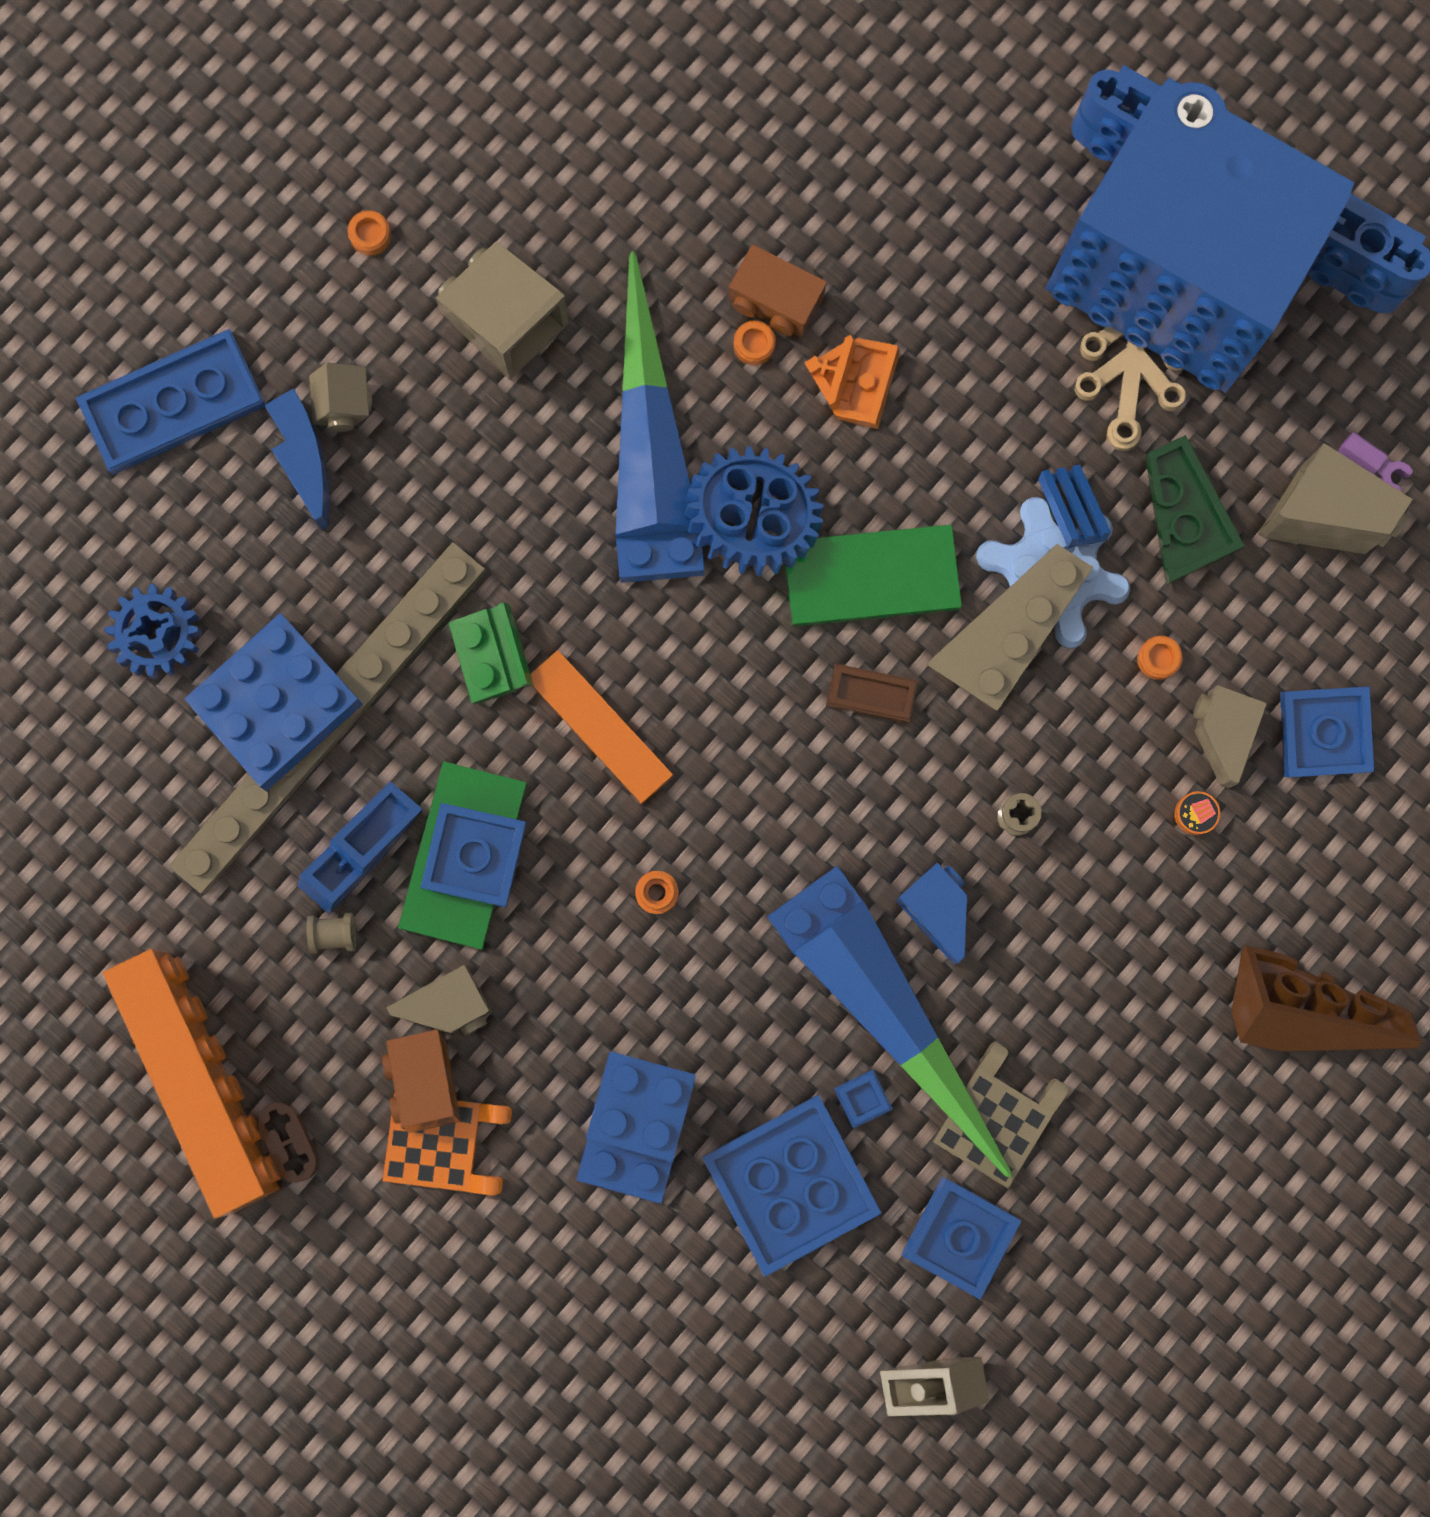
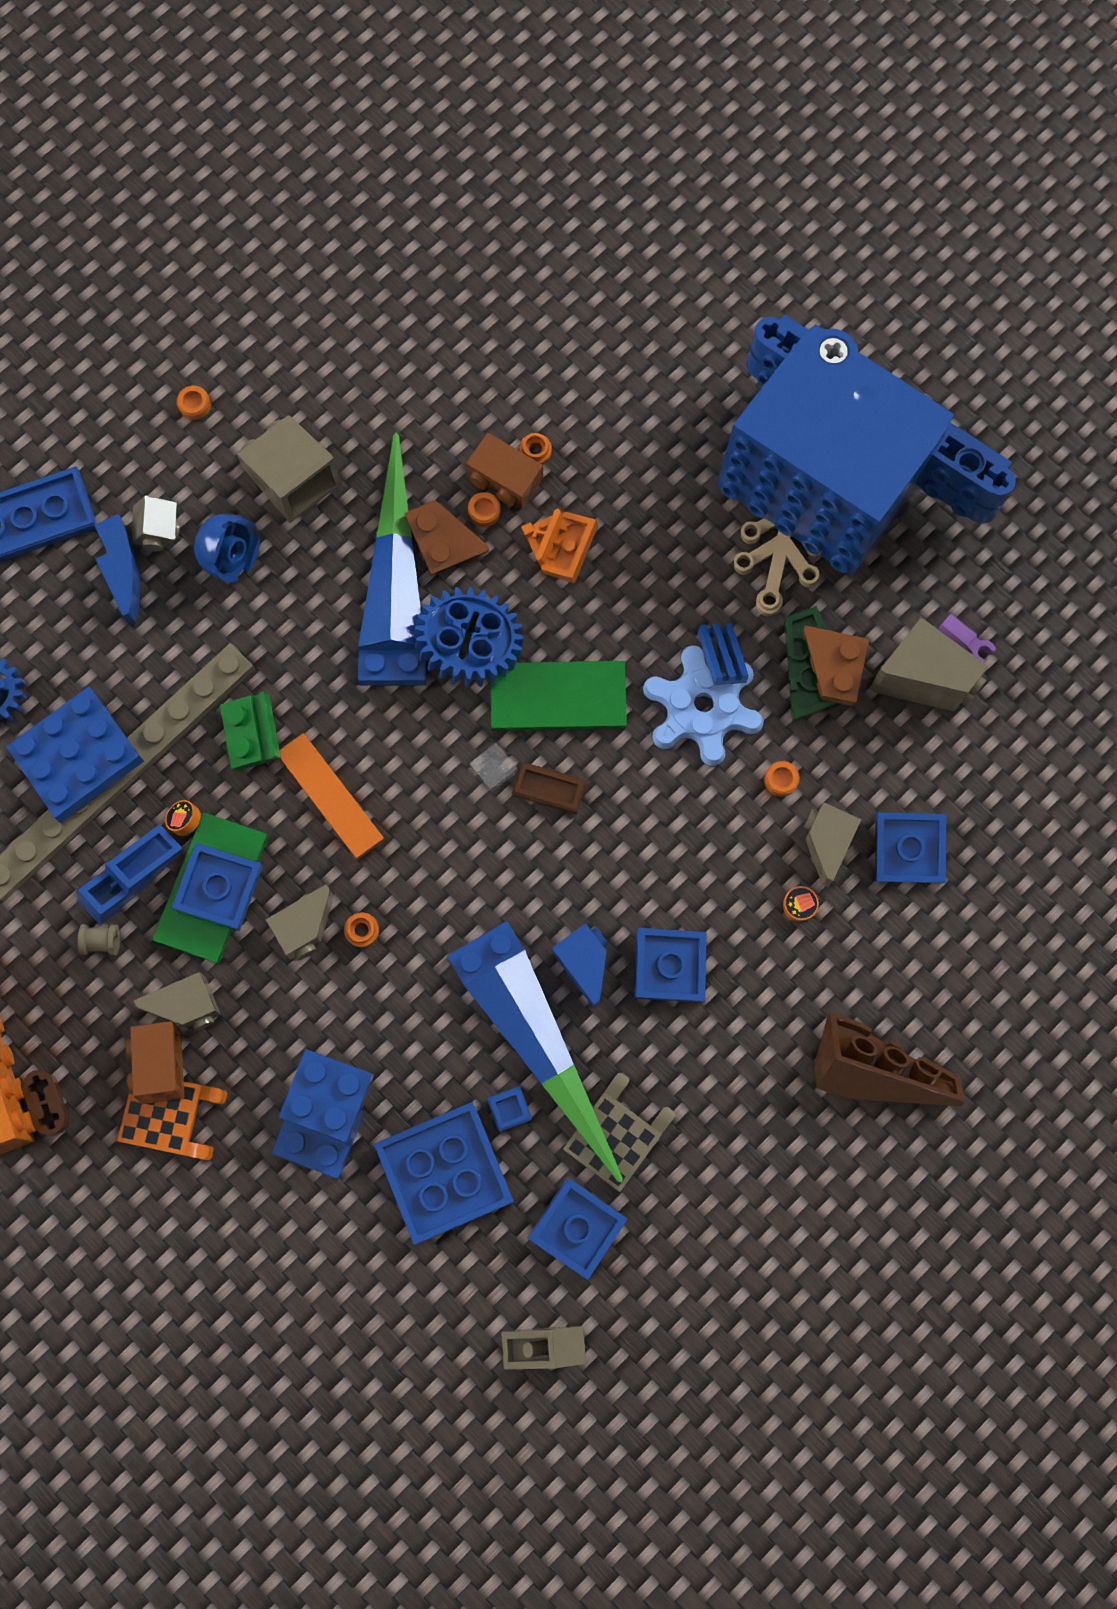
camera: 10 degrees right, 5 degrees down
(418, 770) = (182, 818): none -> tile
(434, 418) = (226, 546): none -> blue cylinder
(583, 892) = (302, 923): none -> dark tan slope
(706, 384) = (442, 537): none -> dark orange wing
(800, 673) = (493, 767): none -> clear plate
(814, 248) = (536, 440): none -> orange plate
(1006, 636) = (660, 749): dark tan wing -> none
(1026, 804) = (664, 886): dark tan bush -> none
(1044, 904) = (670, 965): none -> blue plate
(1218, 506) = (837, 663): none -> dark orange wing

